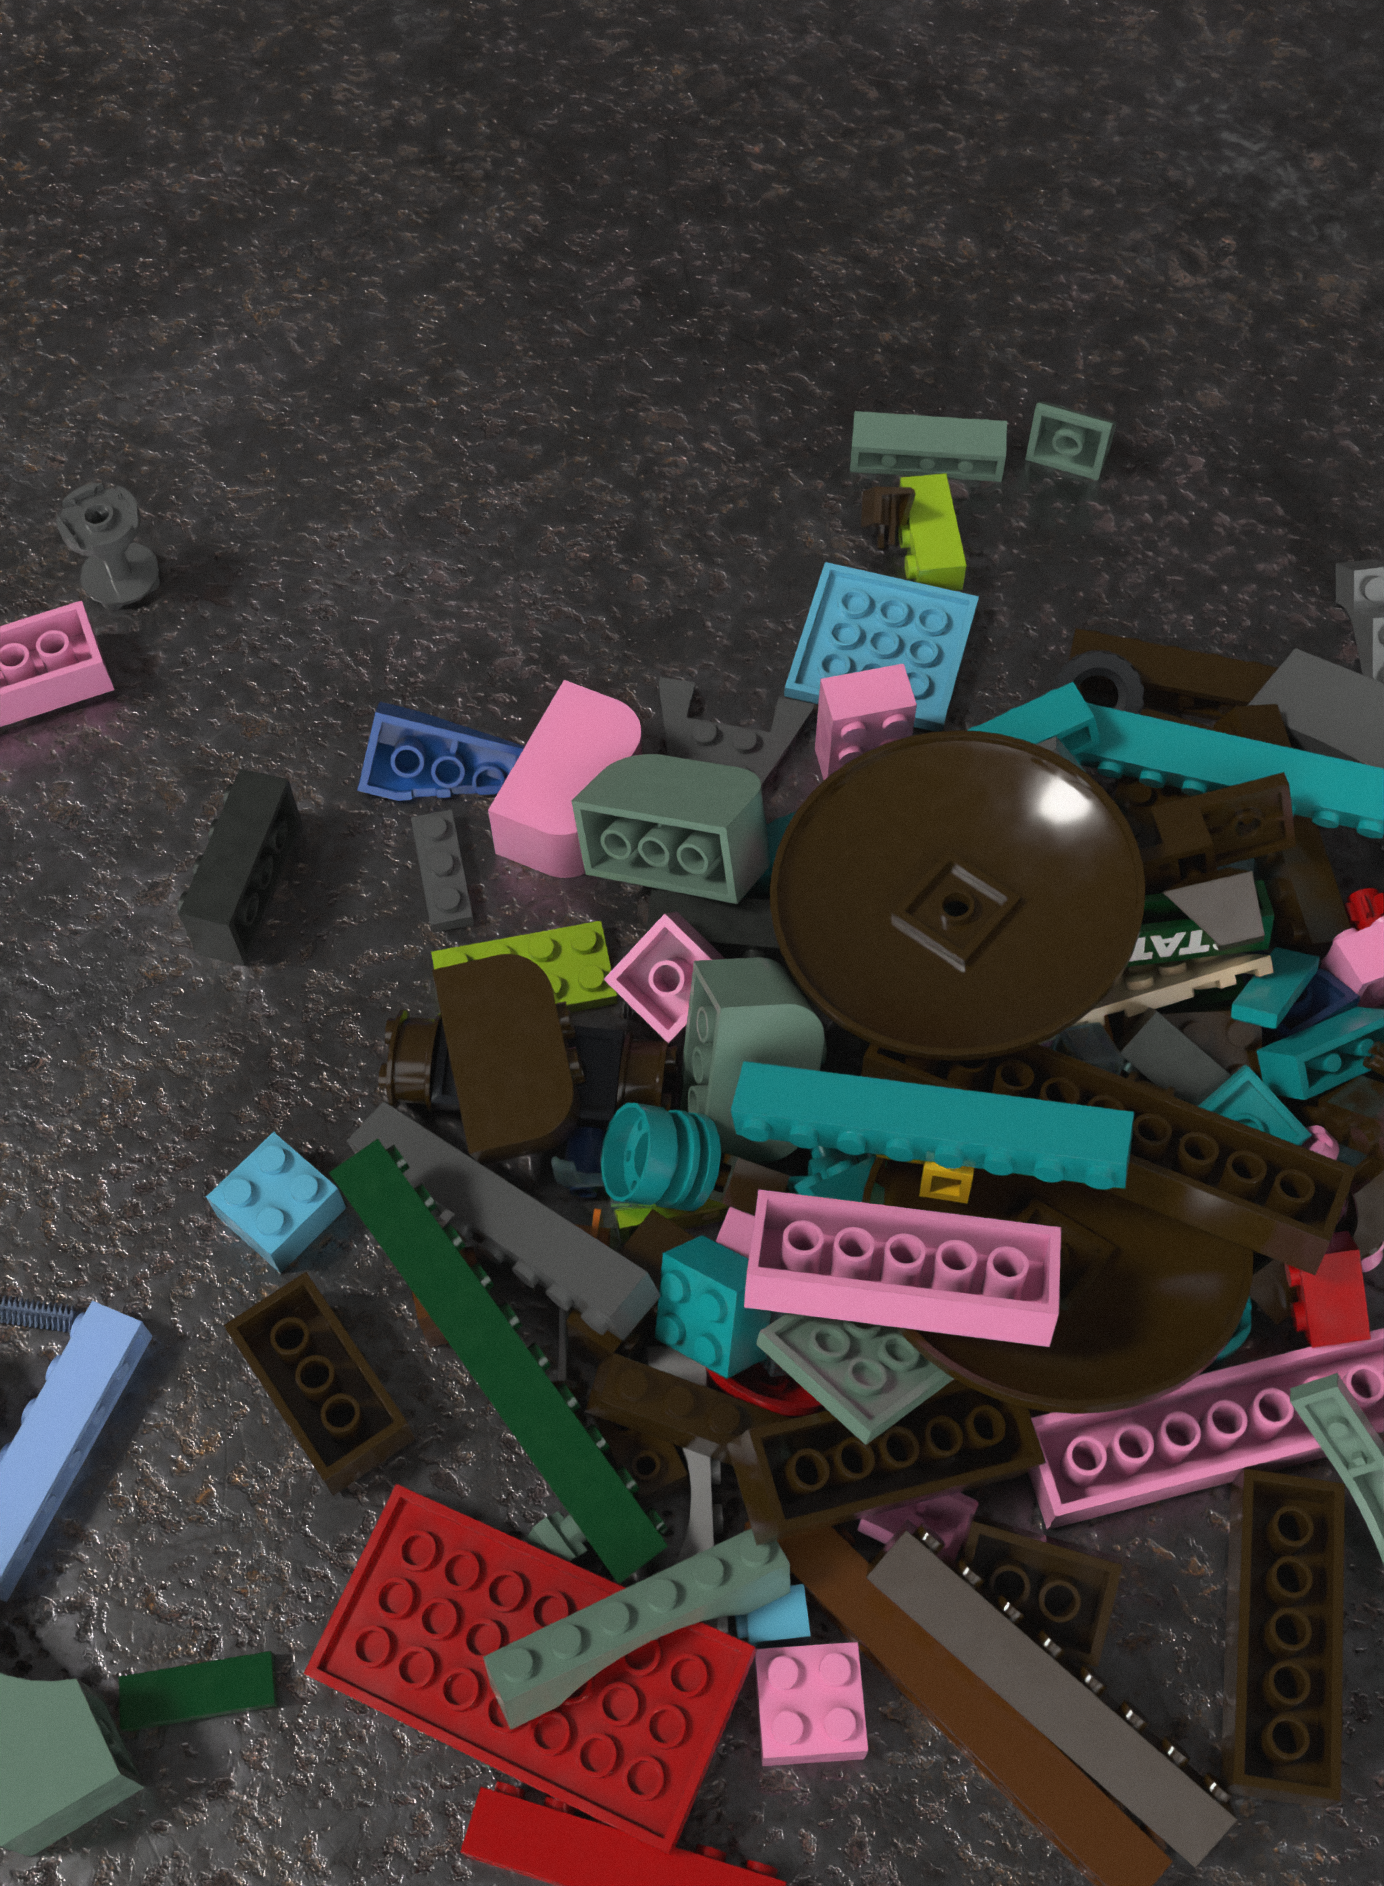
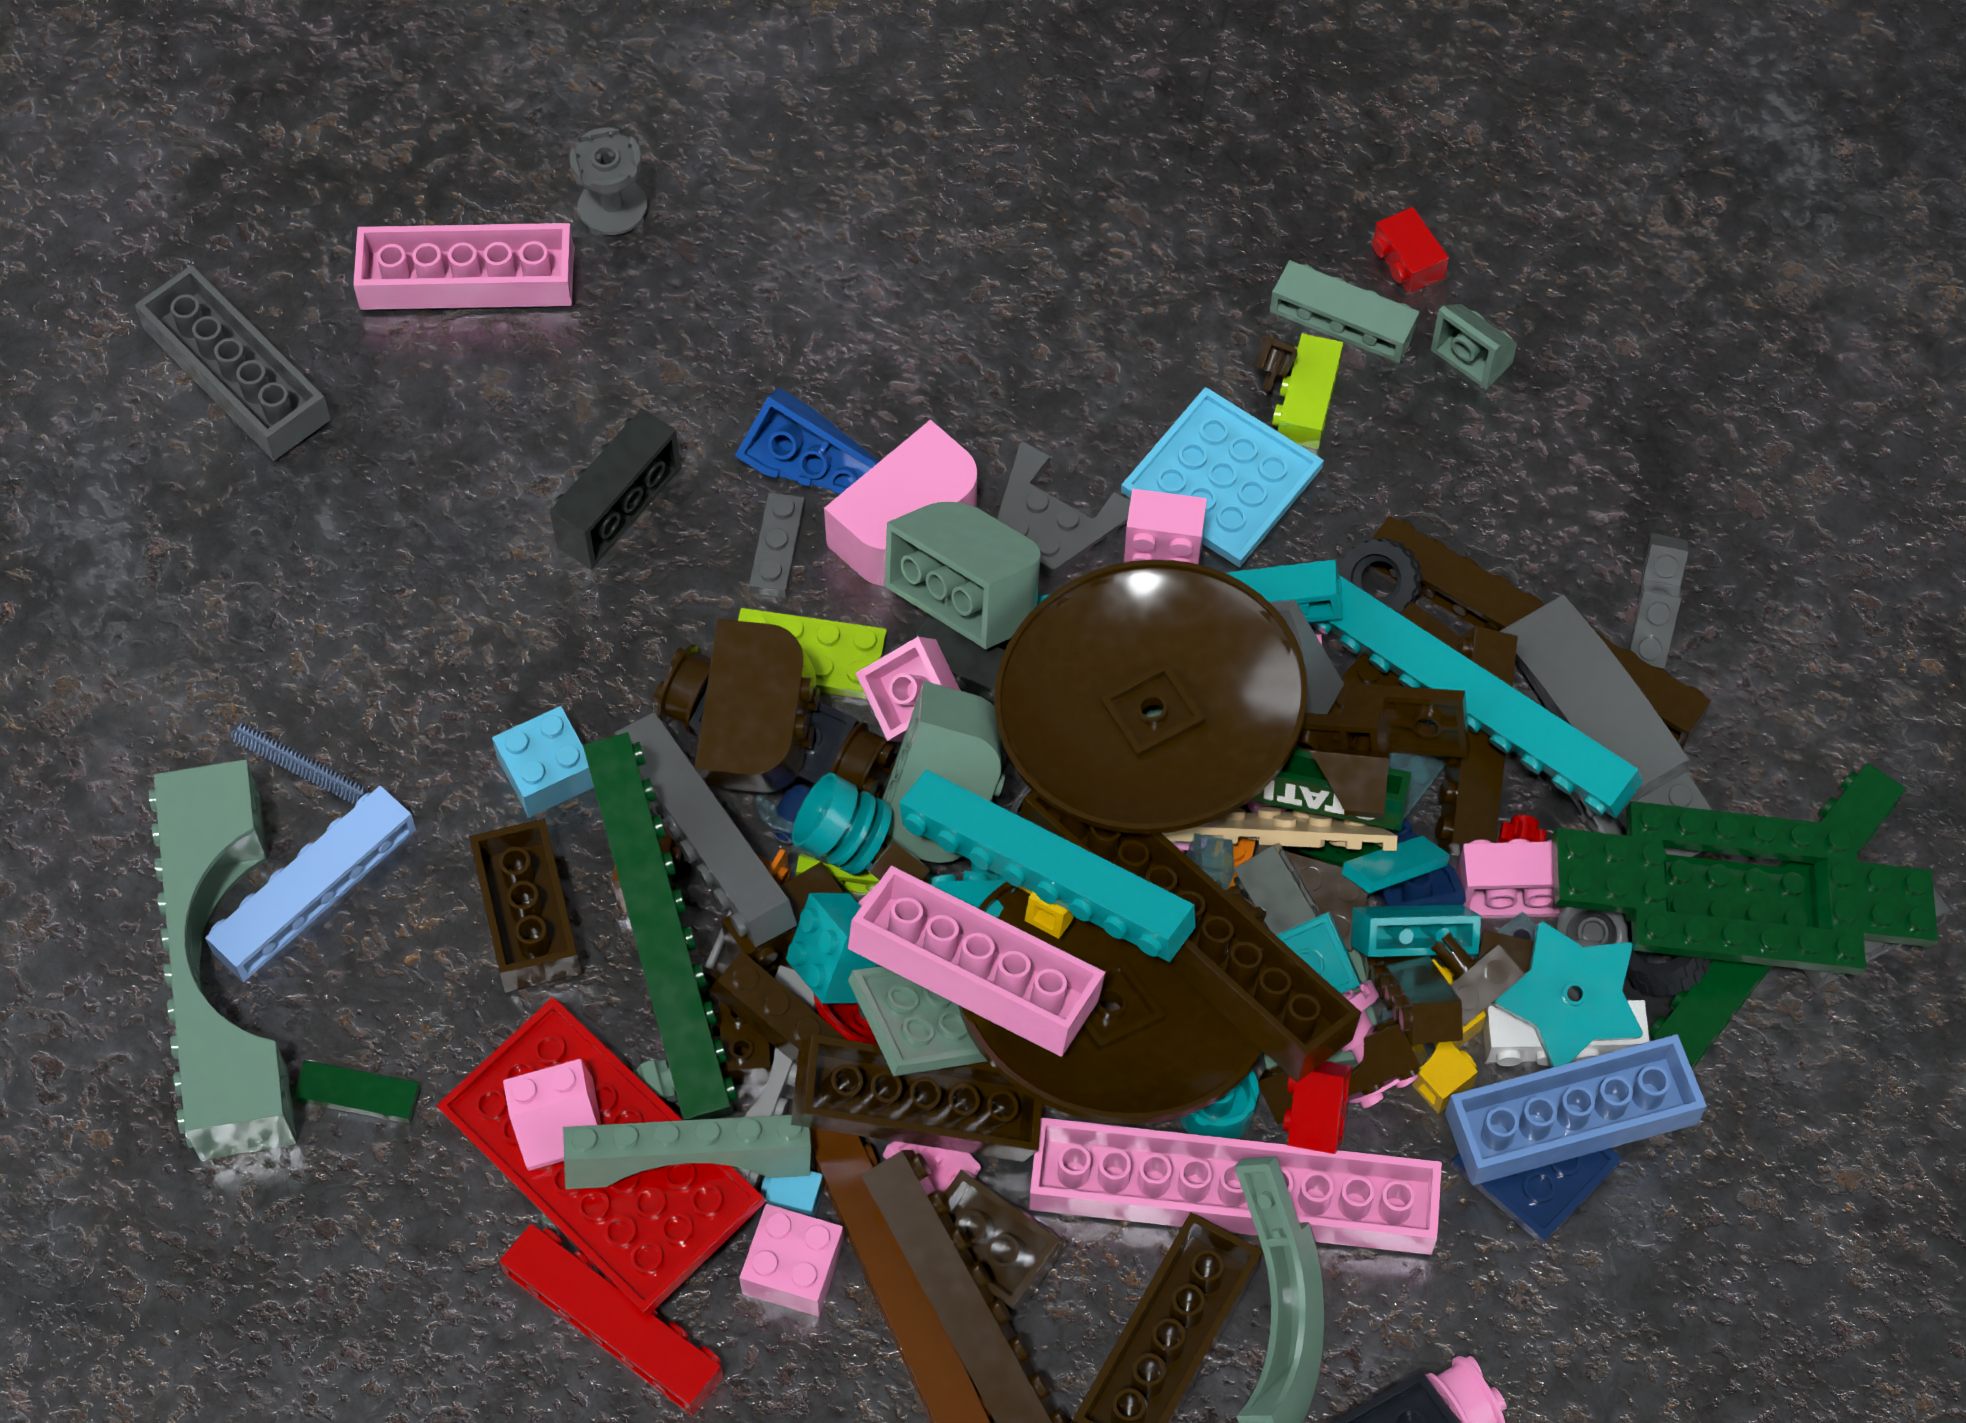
camera: 20 degrees right, 0 degrees up
(450, 1632) = (547, 1102): none -> bright pink slope
(964, 368) = (1410, 250): none -> red brick

